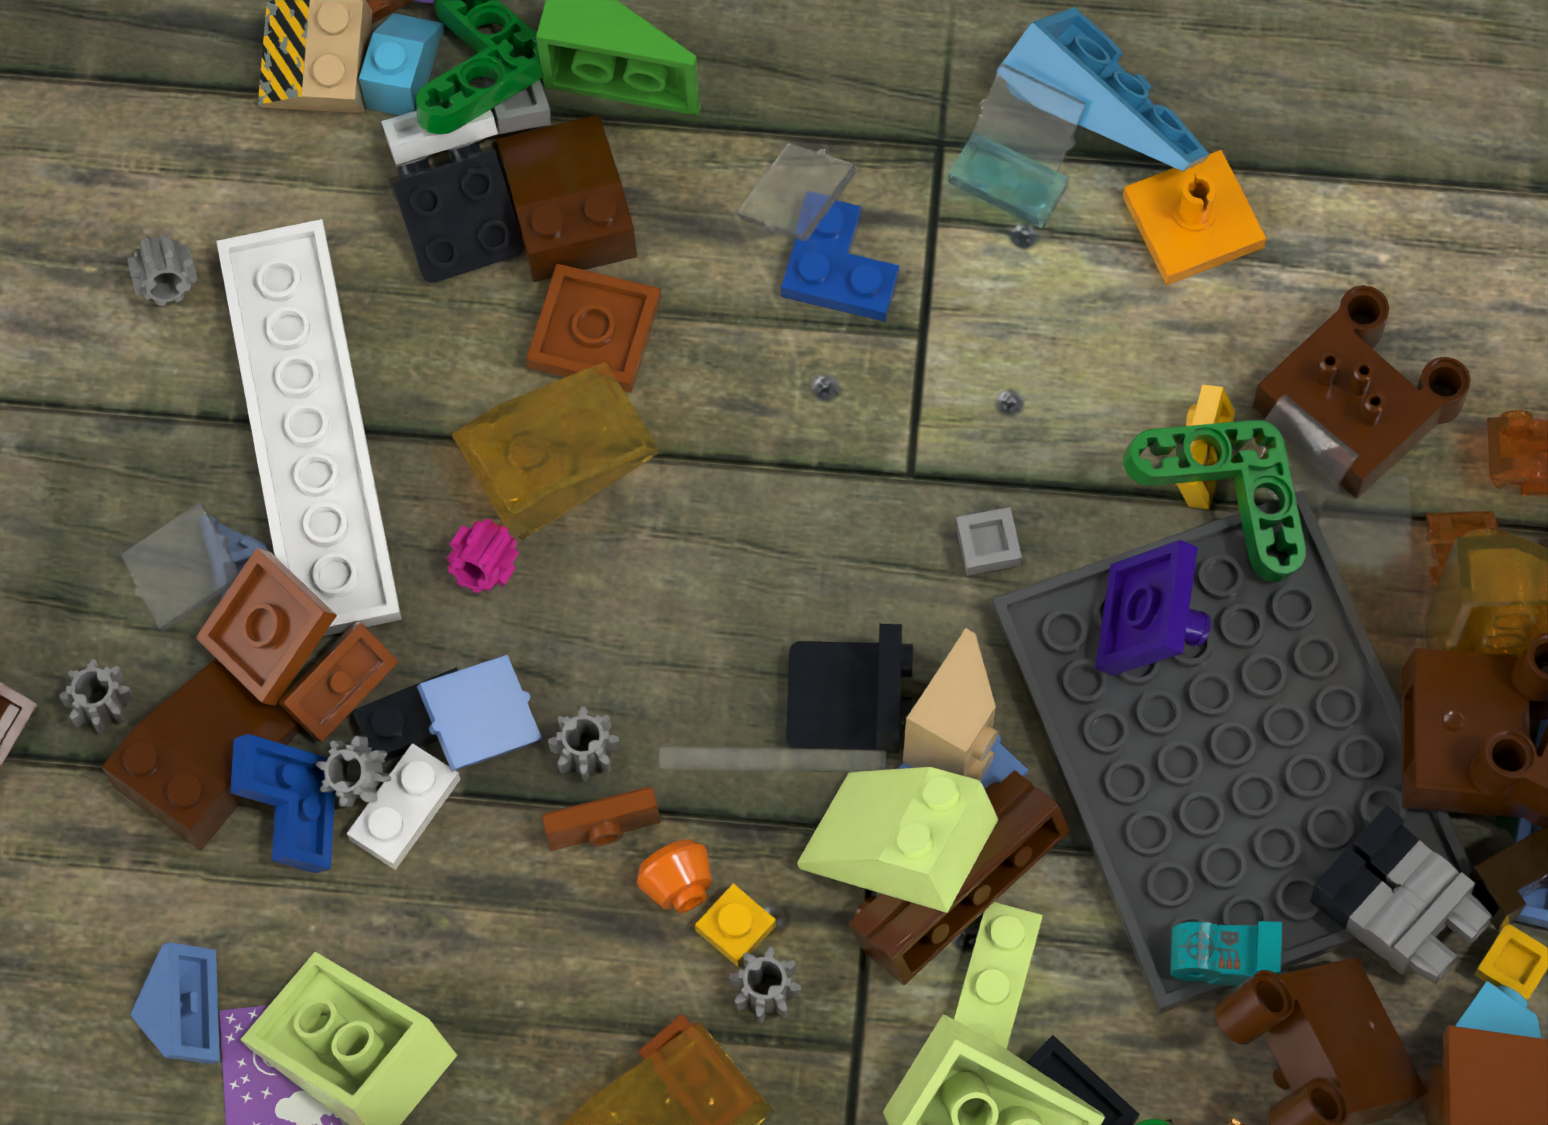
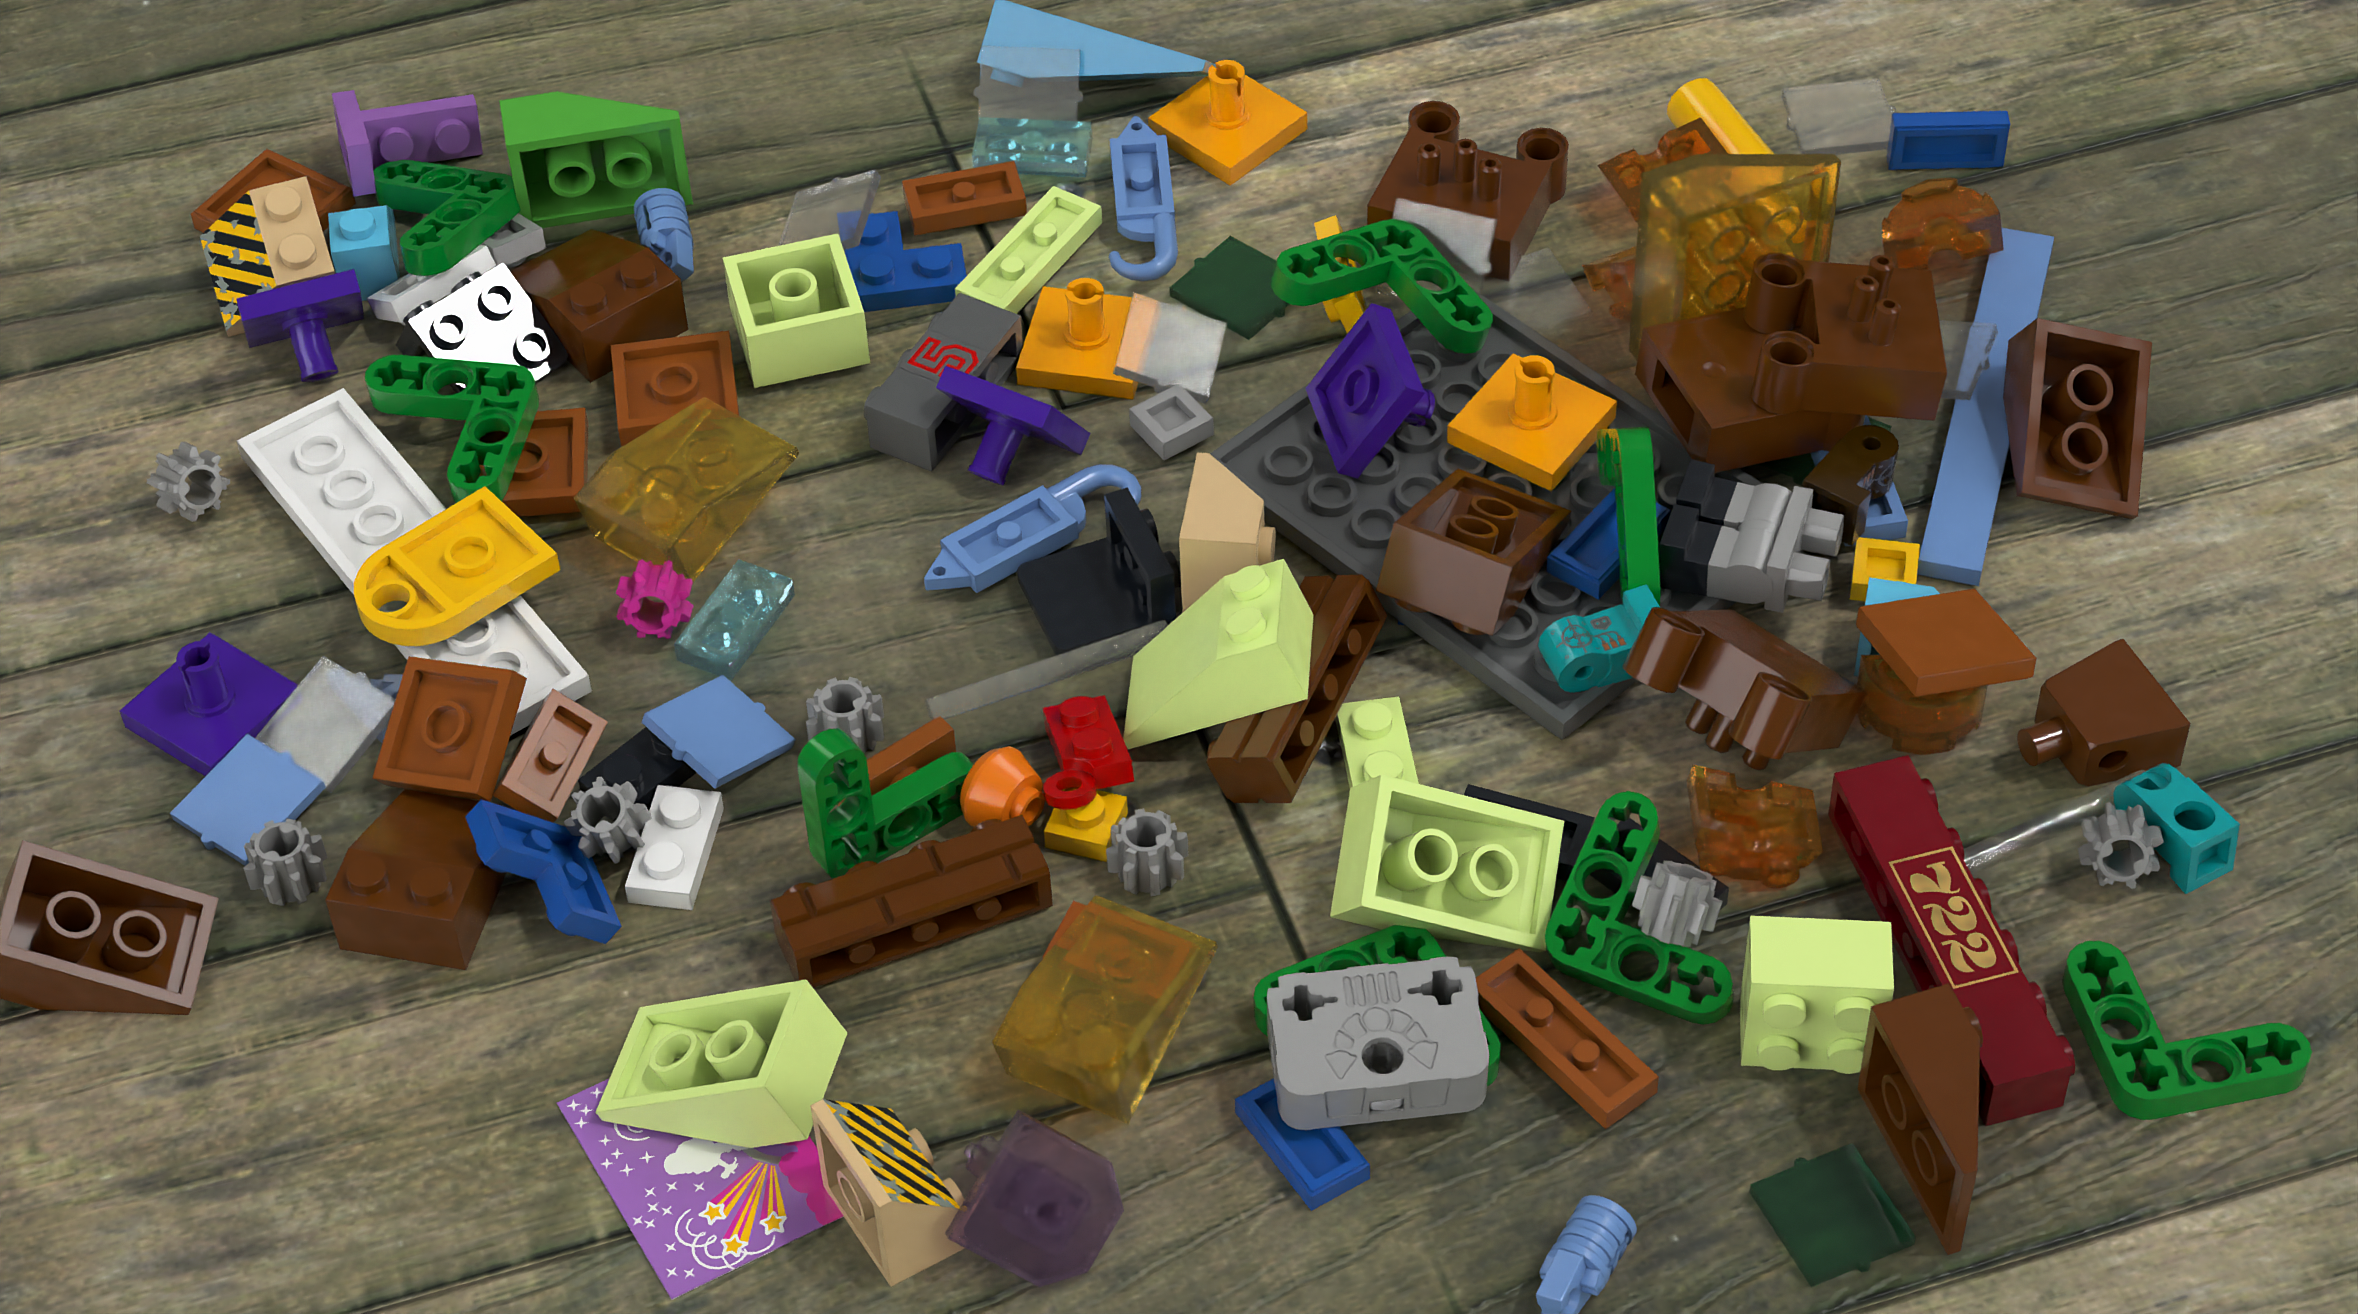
camera: 25 degrees left, 20 degrees down
(95, 613) = (243, 794): none -> medium blue piece
(101, 504) = (207, 703): none -> dark purple tile
(181, 1004) = (509, 1102): medium blue slope -> none
(315, 132) = (304, 314): none -> dark purple tile
(330, 466) = (451, 571): none -> yellow plate
(423, 300) = (494, 400): none -> green beam
(439, 359) = (550, 465): none -> dark orange plate
(535, 865) = (864, 820): none -> green beam
(541, 599) = (734, 619): none -> clear light blue plate
(558, 950) = (911, 901): none -> reddish brown brick
(653, 156) = (666, 229): none -> medium blue hinge
(721, 294) = (796, 310): none -> yellowish green brick
(762, 862) = (1086, 749): none -> red hinge
(816, 417) = (909, 413): none -> dark grey brick
(817, 606) = (1022, 530): none -> medium blue plate
(849, 493) = (1009, 420): none -> dark purple tile
(924, 215) = (964, 198): none -> dark orange plate
(951, 304) = (1032, 250): none -> yellowish green plate
(960, 418) = (1076, 341): none -> light orange tile
(1024, 458) = (1169, 347): none -> clear piece
(1078, 279) = (1143, 199): none -> medium blue plate
(1116, 405) = (1232, 288): none -> clear green piece
(1165, 805) = (1470, 551): none -> reddish brown slope
(1287, 683) = (1531, 421): none -> light orange tile
(1289, 839) = (1591, 553): none -> blue tile
(1312, 829) = (1627, 464): none -> green beam

